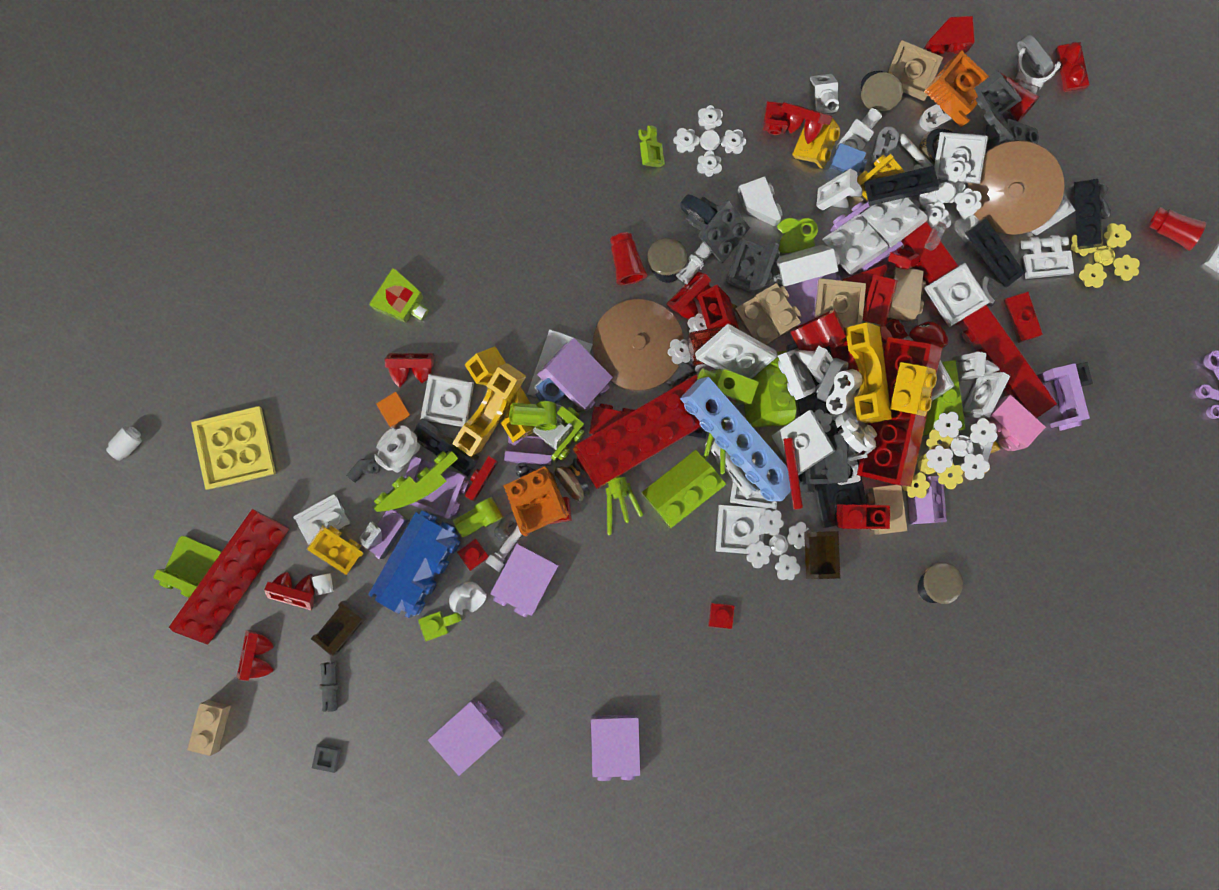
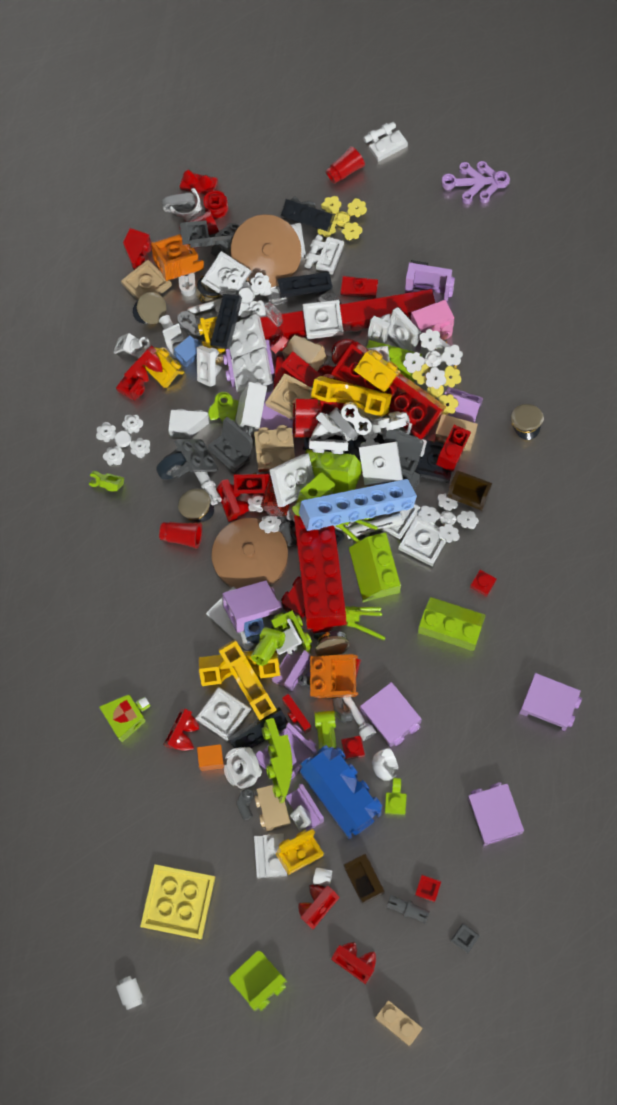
camera: 60 degrees left, 15 degrees down
(229, 577) = (283, 948): red plate -> none
(358, 698) = (428, 888): none -> red plate
(361, 502) = (274, 813): none -> tan brick
(659, 601) = (451, 623): none -> lime slope
(793, 473) = (400, 479): red bar -> none
(1053, 99) = (216, 203): none -> red wheel

